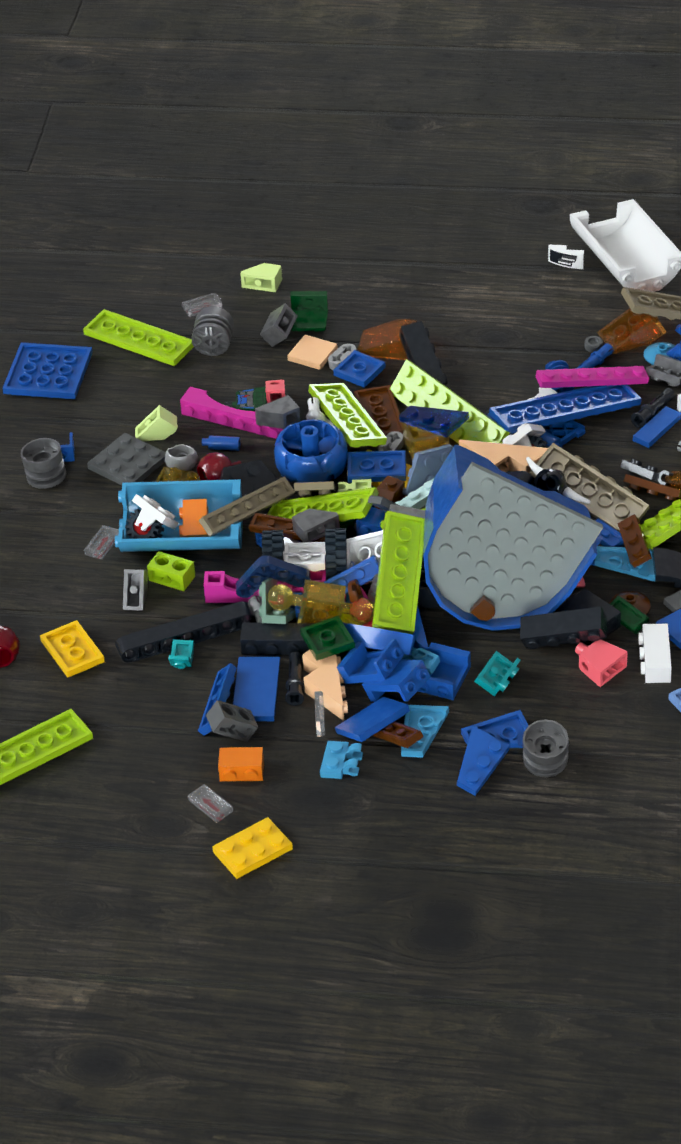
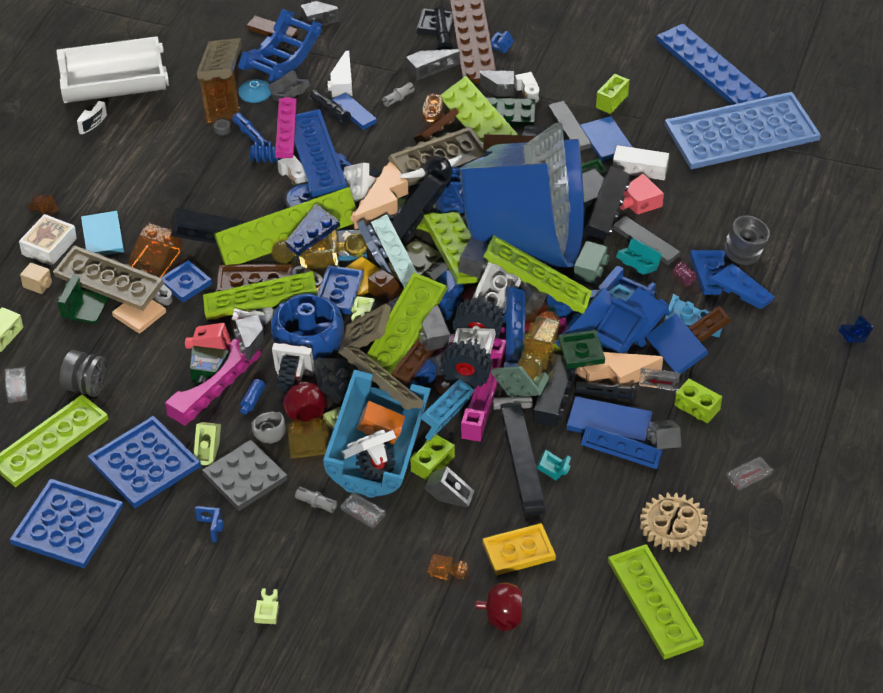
camera: 80 degrees left, 5 degrees up
(43, 463) = (236, 535): flat silver wheel -> none
(43, 606) = (442, 566): none -> clear orange plate
(106, 509) = (316, 499): none -> light grey pin
(126, 396) = (144, 461): none -> plate
(126, 750) = (687, 528): none -> tan gear
(216, 555) = (447, 407): none -> dark azure fence
(241, 764) = (711, 441): orange brick -> none
(252, 847) = (810, 451): yellow plate -> none
(256, 449) = (291, 364): none -> white plate
(269, 567) = (499, 361): dark blue beam -> none
(278, 325) = (94, 325): flat silver brick -> none
(295, 747) = (698, 400): none -> lime brick
(332, 279) = (36, 278): none -> tan brick
(335, 757) = (713, 379): dark azure plate -> none
(342, 318) = (109, 277): none -> dark tan plate
(354, 590) = (530, 317): reddish brown tile -> none
(384, 273) = (47, 240): none -> brick
(409, 304) = (102, 233): none -> medium azure tile
(430, 260) = (44, 204): none -> reddish brown bracket
(437, 863) = (856, 332): none -> clear blue bracket
(478, 636) = (591, 262): none -> sand green brick
(483, 609) = (568, 246): reddish brown tile -> none
(487, 712) = (687, 276): none -> clear pink bush
(534, 679) = (631, 229): none -> tile
(648, 471) = (420, 122): plate -> none

